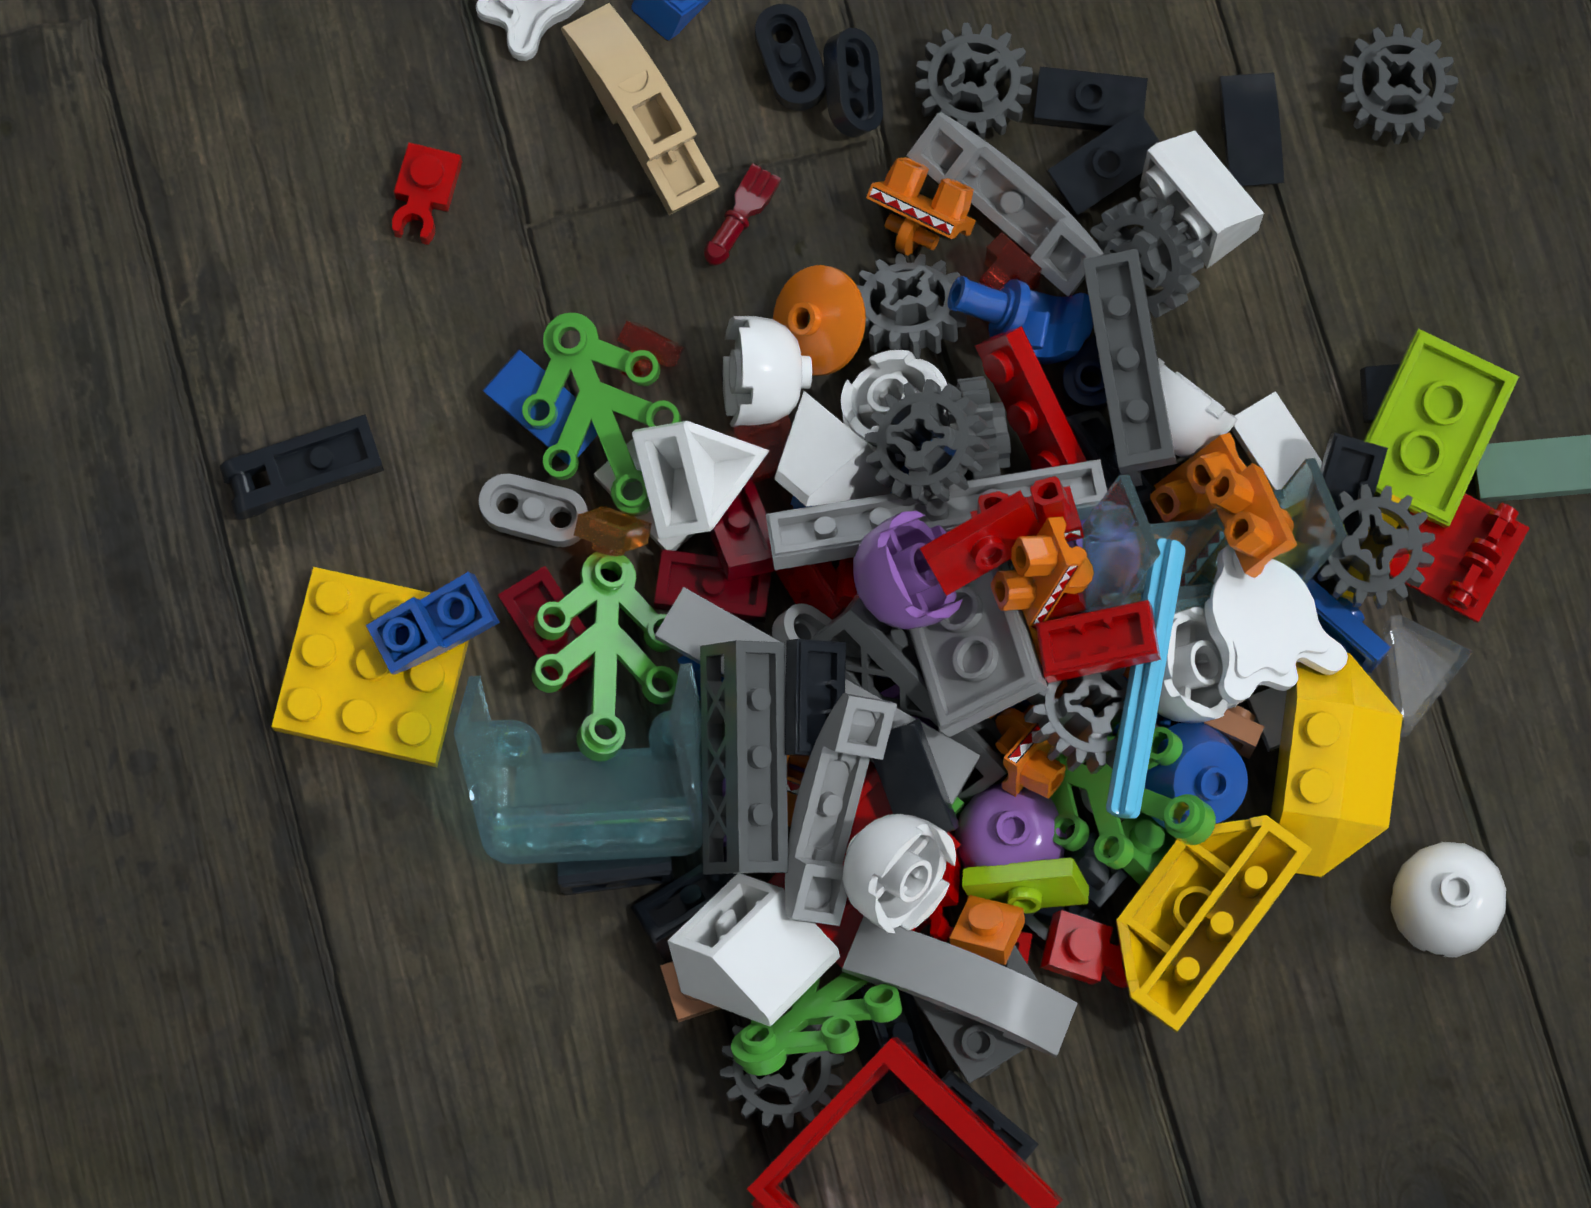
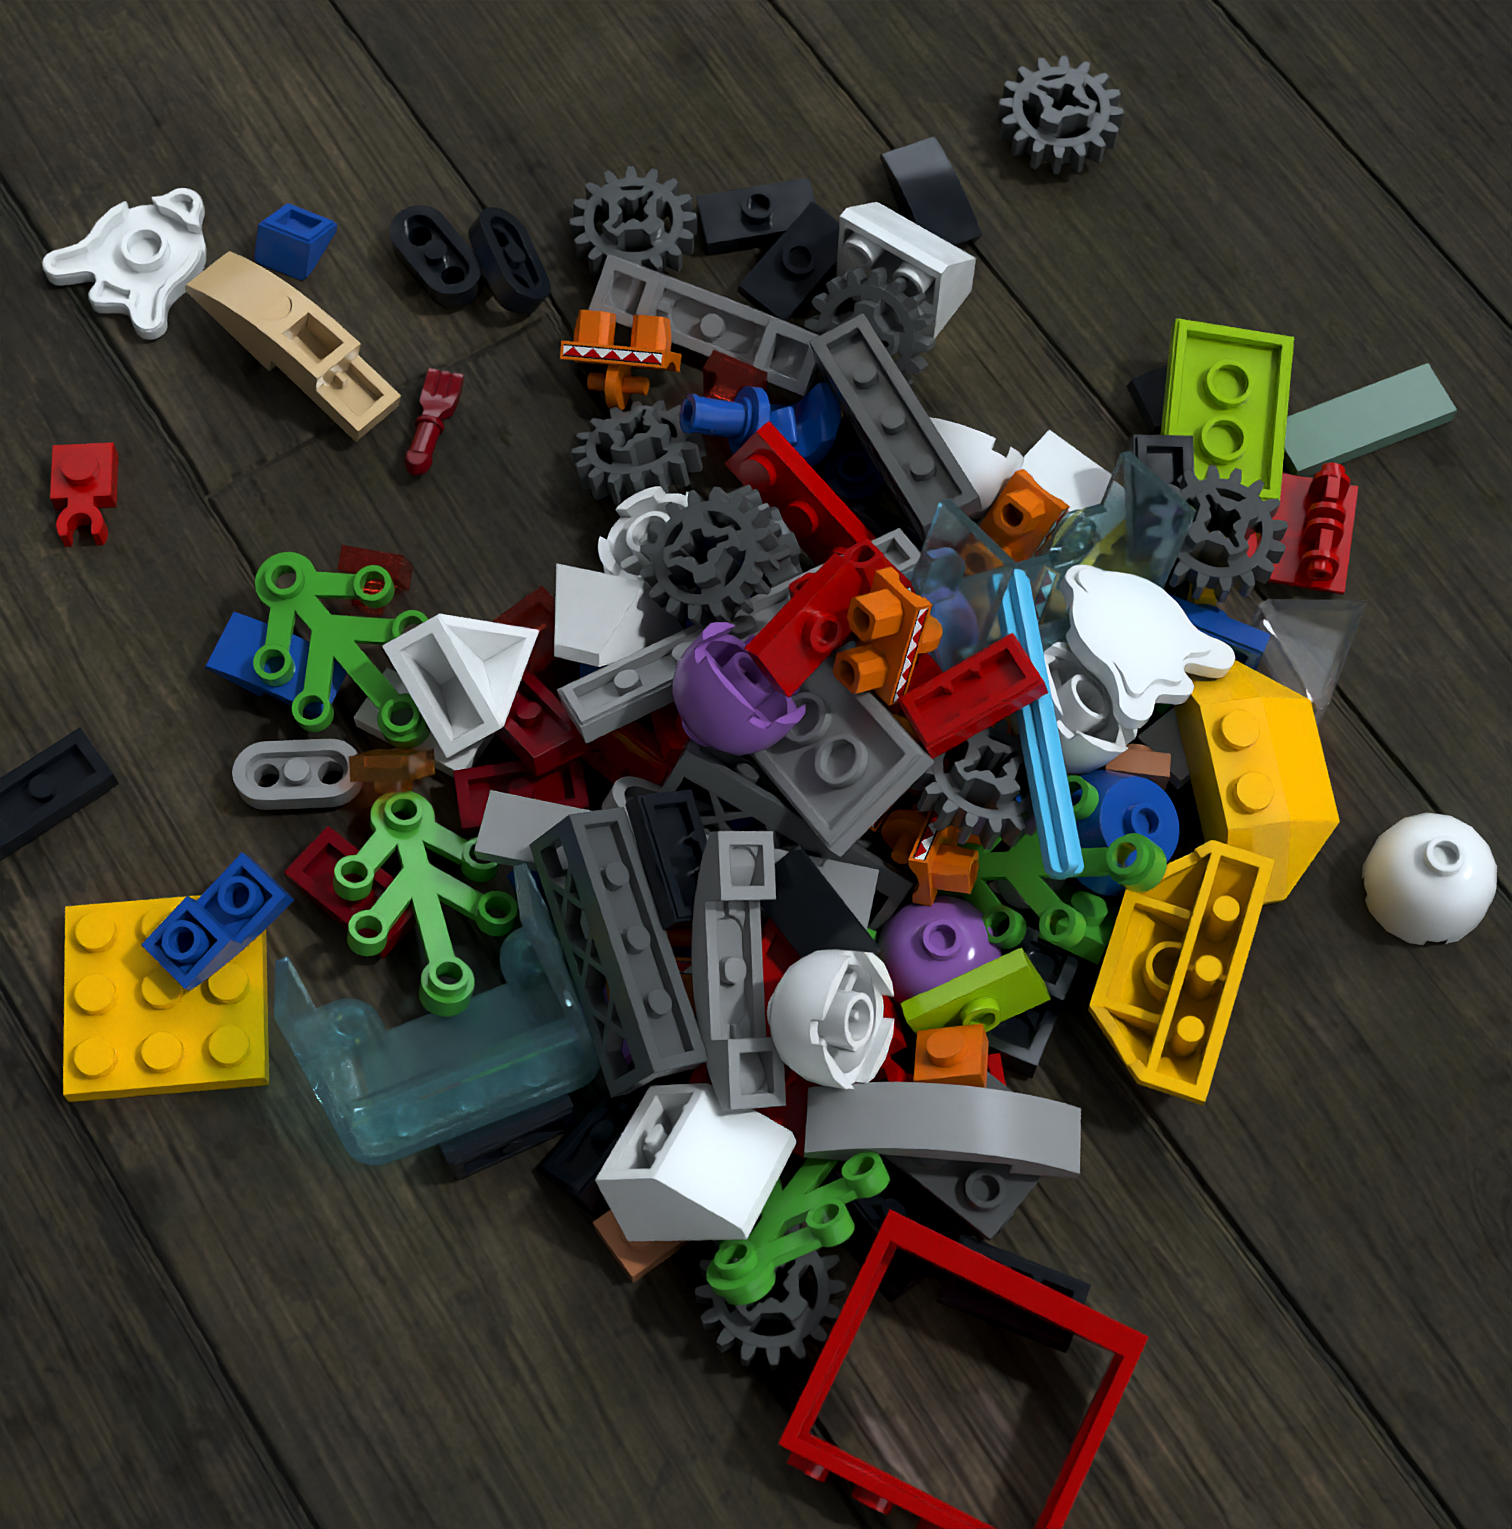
camera: 20 degrees left, 10 degrees down
(763, 371) = (506, 554): white cylinder -> none
(834, 312) = (567, 496): orange dish -> none
(1082, 950) = (1062, 1056): red plate -> none
(1251, 517) = (1084, 530): orange hips -> none

